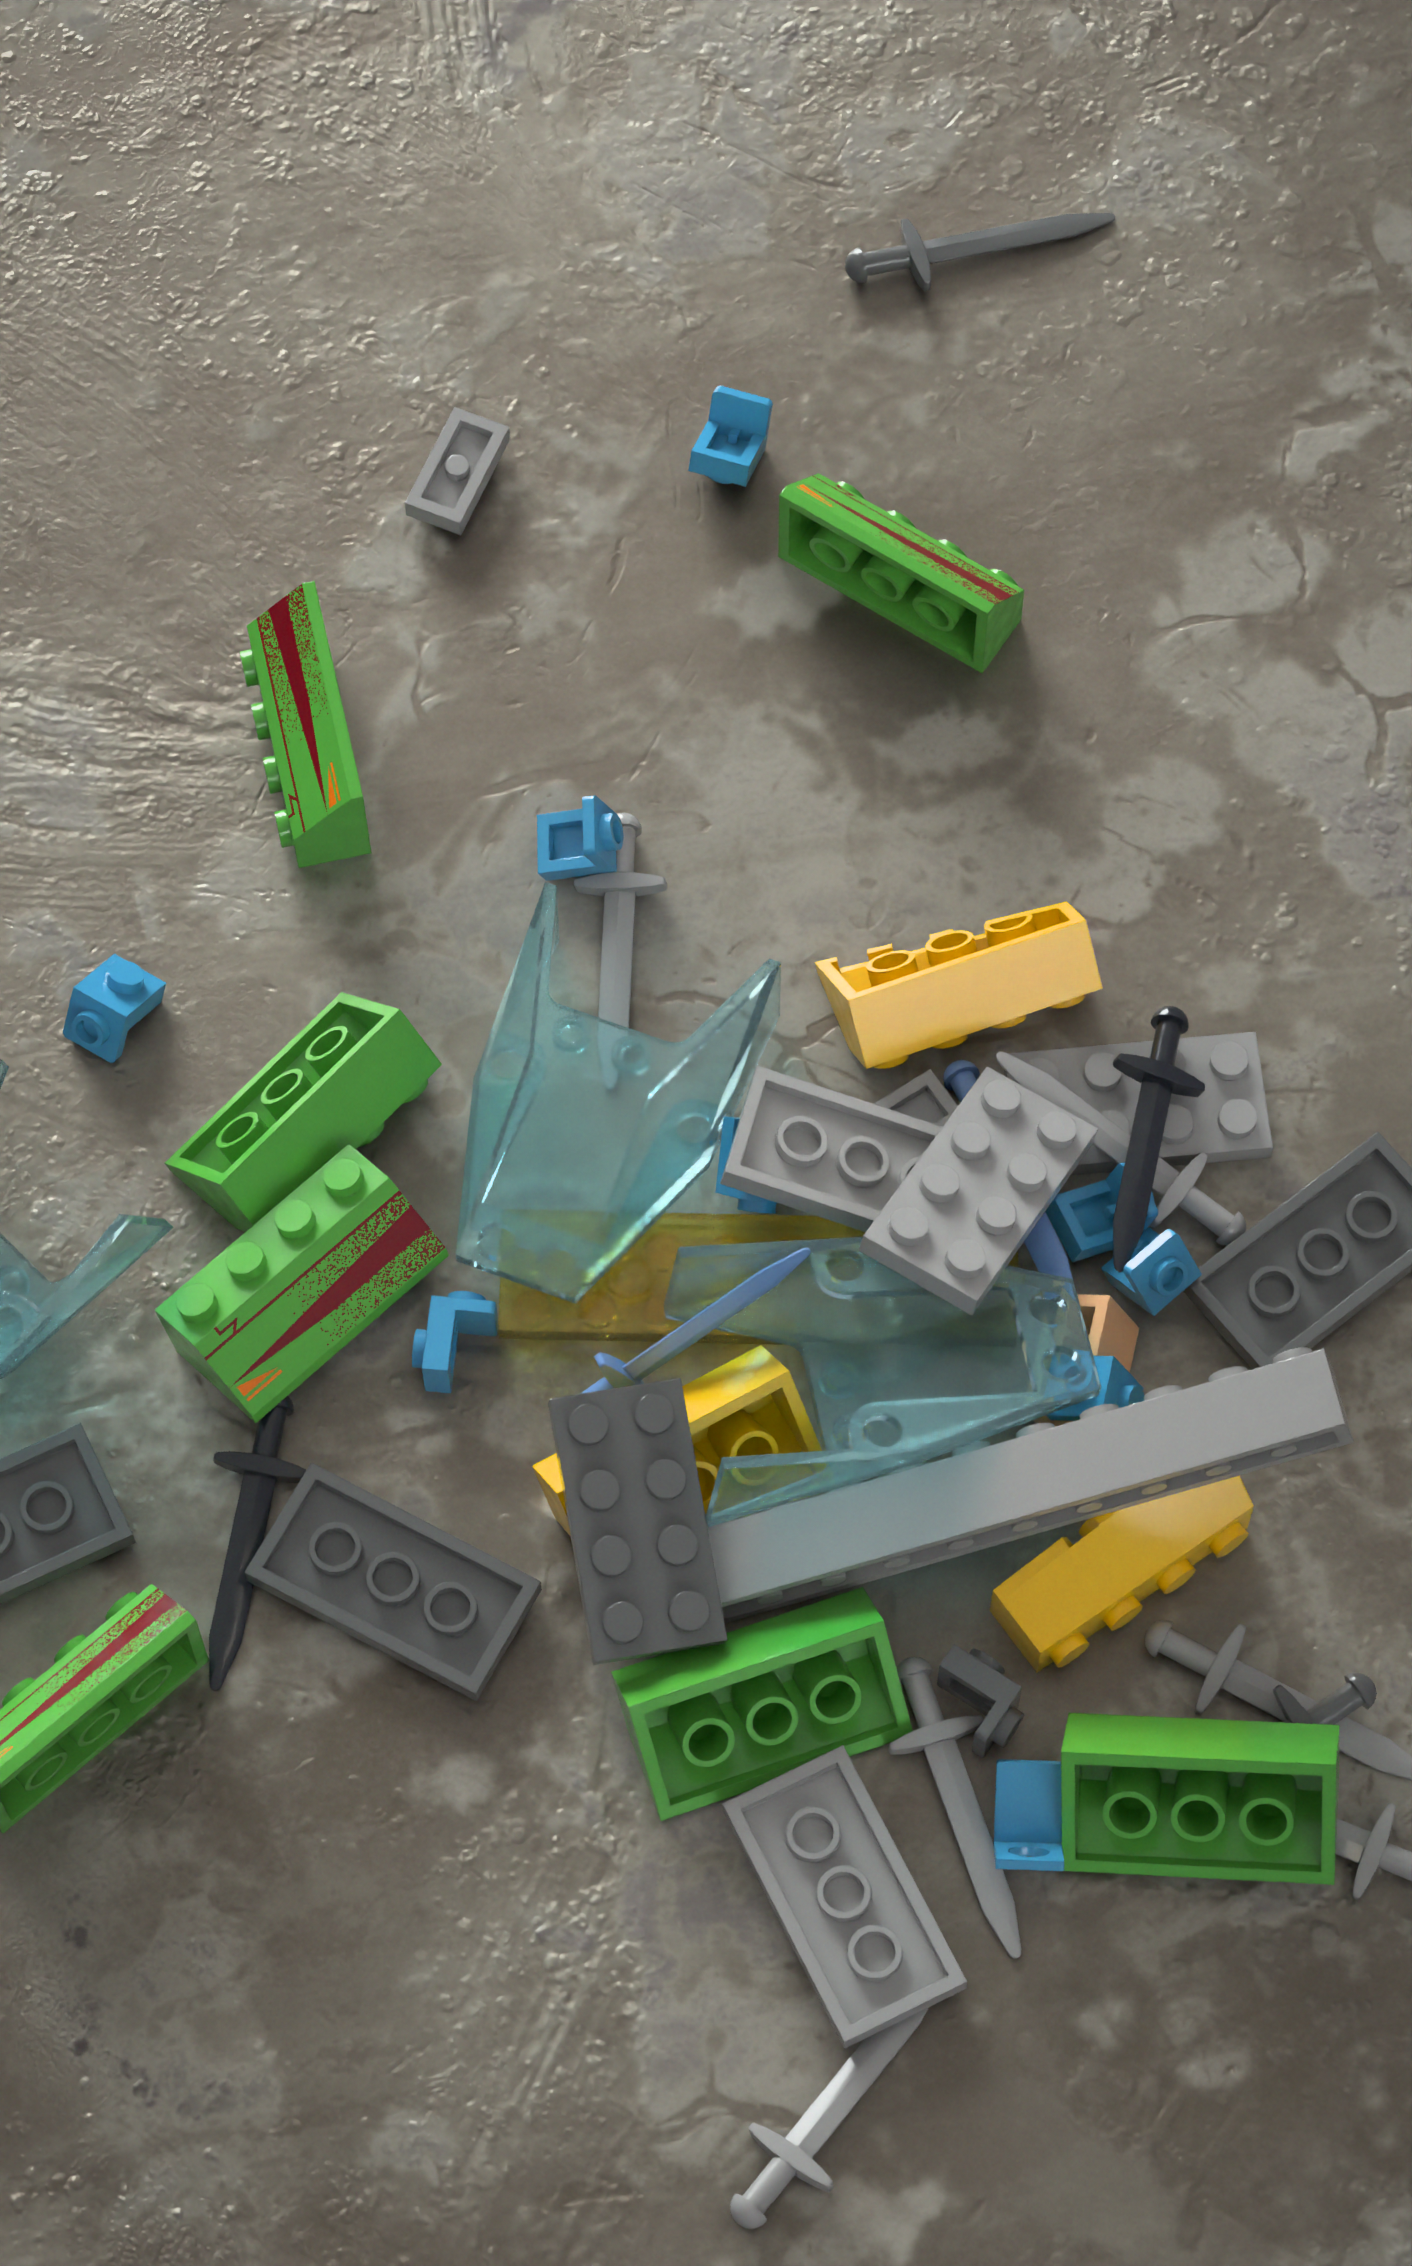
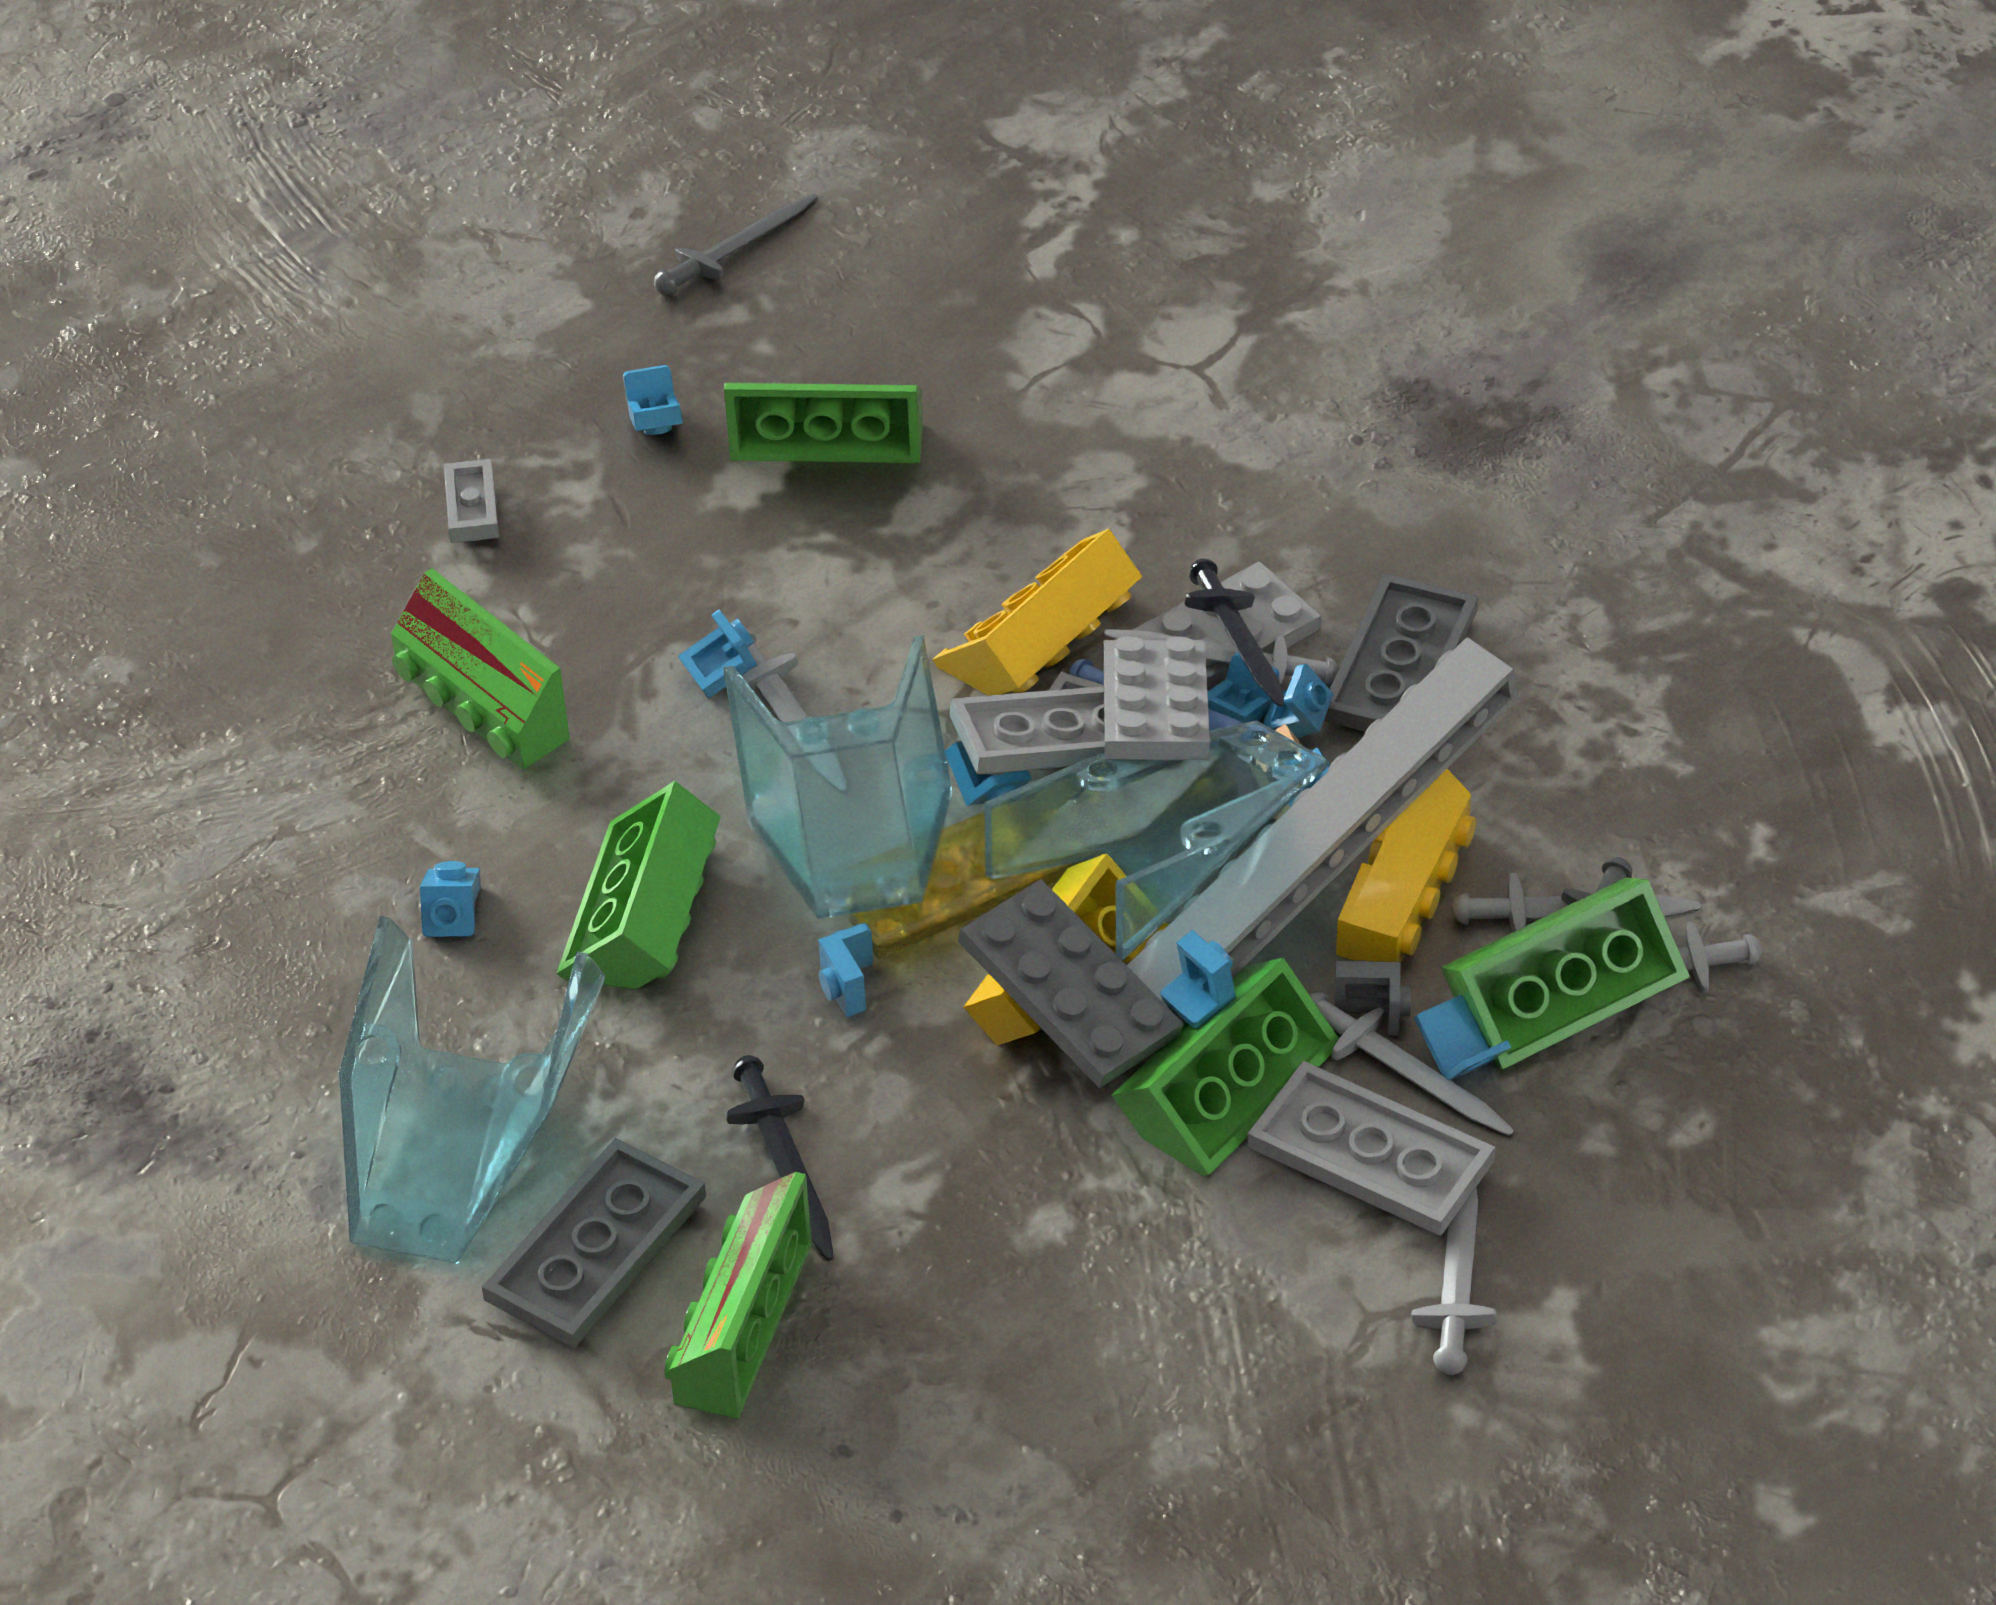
camera: 30 degrees left, 20 degrees down
(301, 1283) = (715, 982): bright green slope -> none
(393, 1581) = (913, 1125): dark grey plate -> none
(620, 1374) = (965, 973): medium blue sword -> none
(767, 1608) = (1204, 982): none -> dark azure bracket

